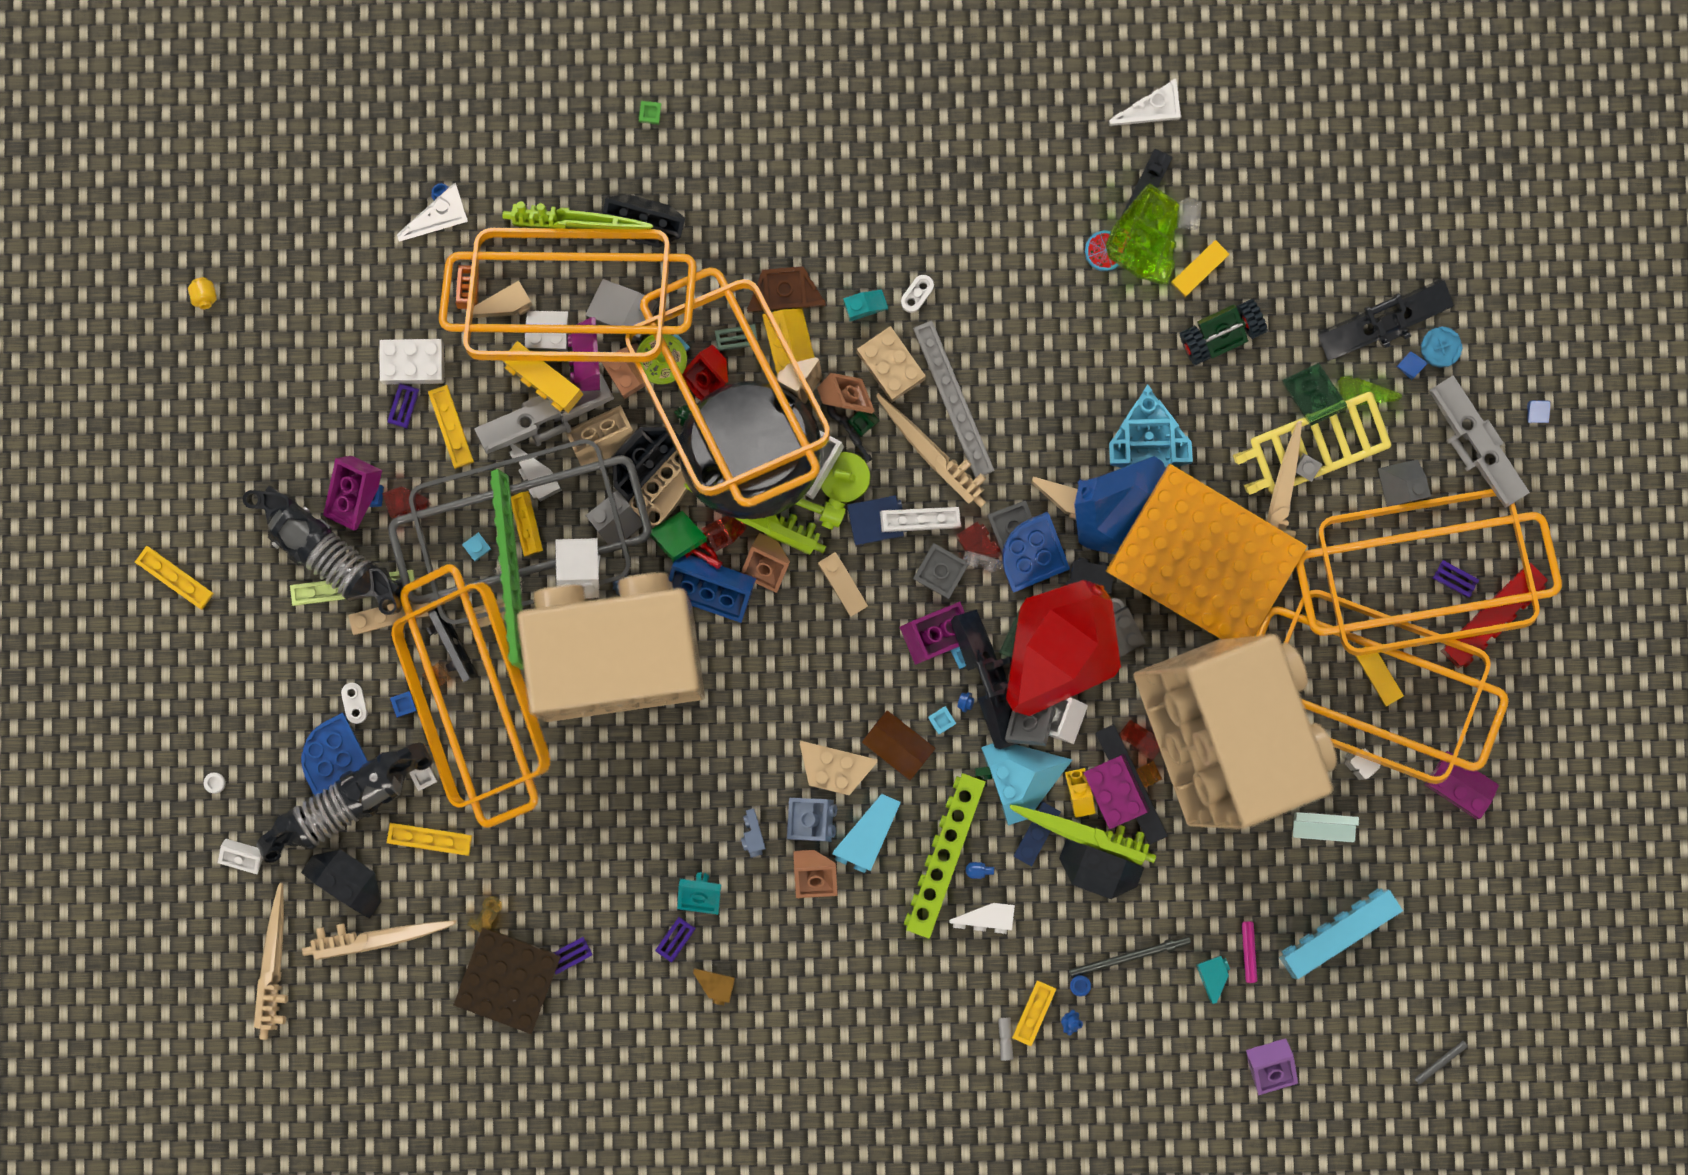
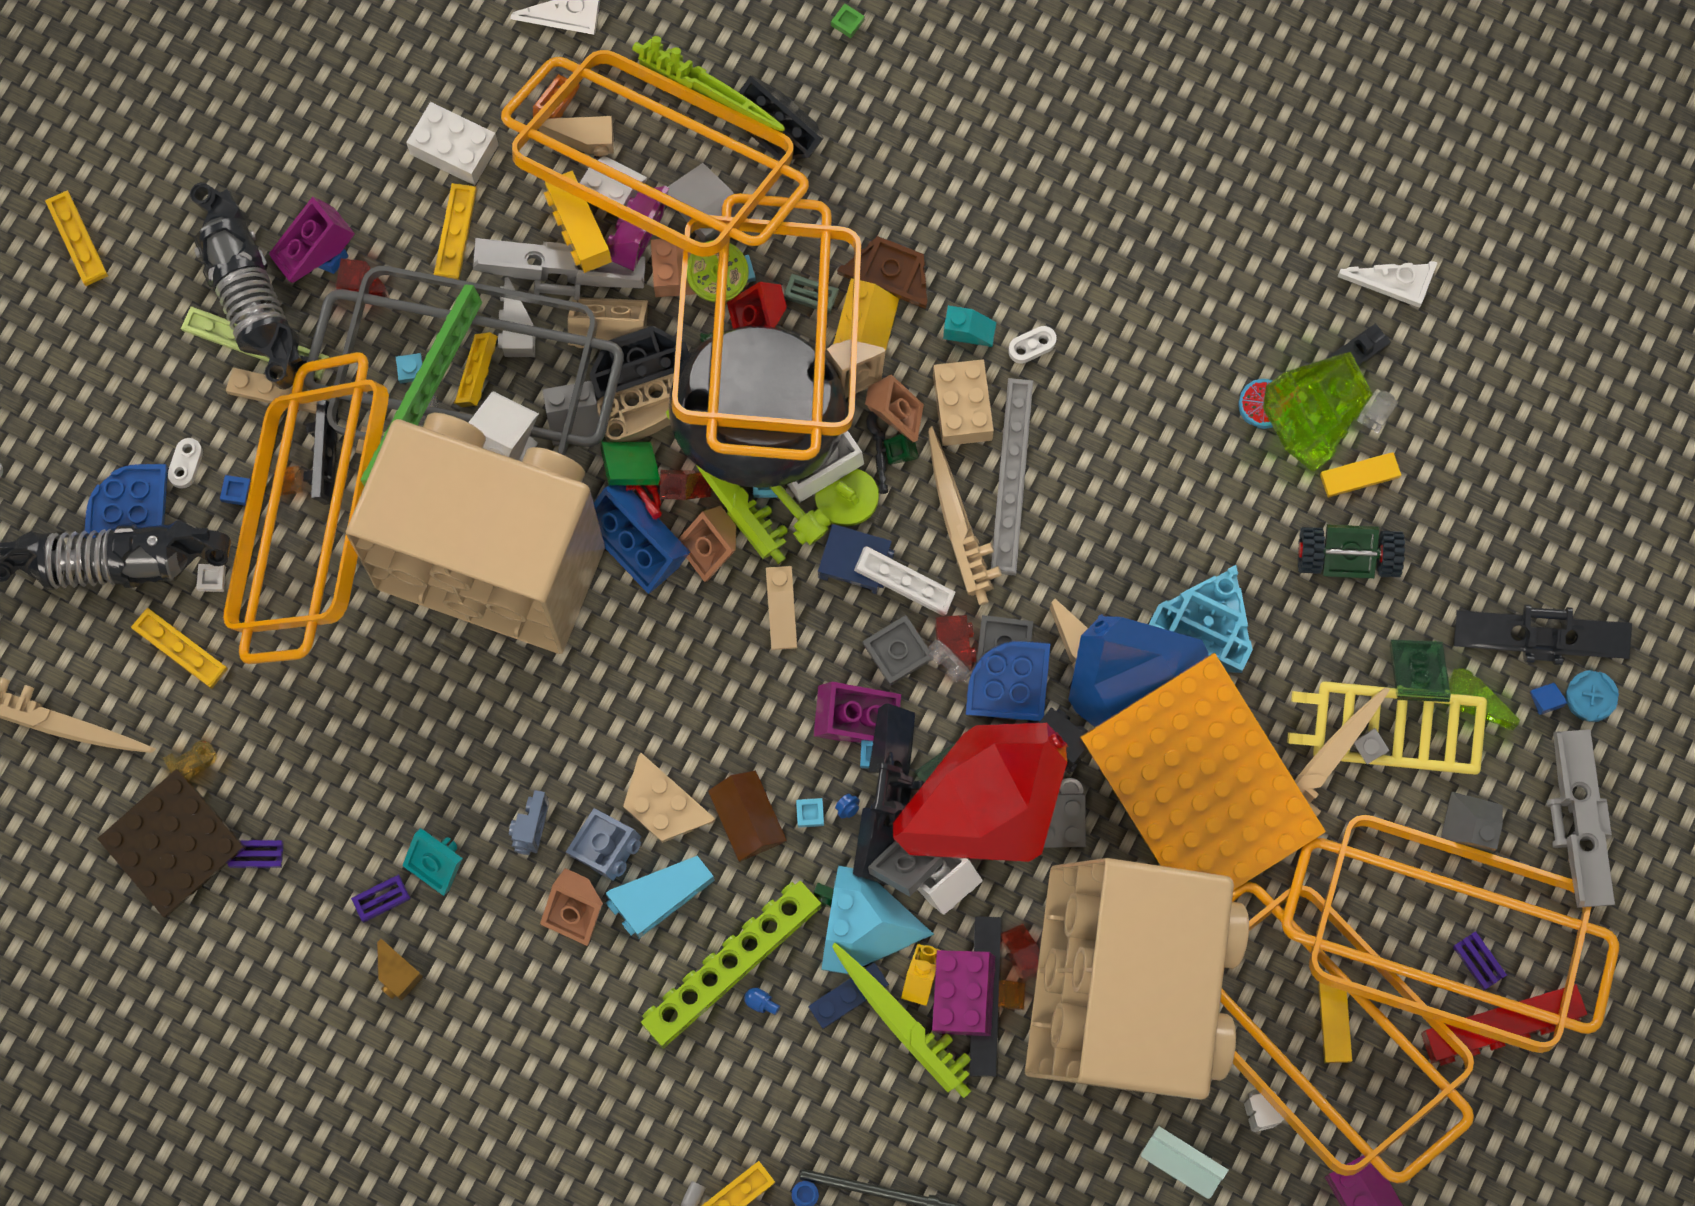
camera: 30 degrees right, 10 degrees down
(345, 880) = (63, 644): black wedge -> none
(411, 407) = (419, 185): dark purple tile -> none
(991, 916) = (746, 1059): white slope -> none
(1098, 870) = (897, 1074): black wedge -> none
(1538, 411) = (1670, 822): slope -> none

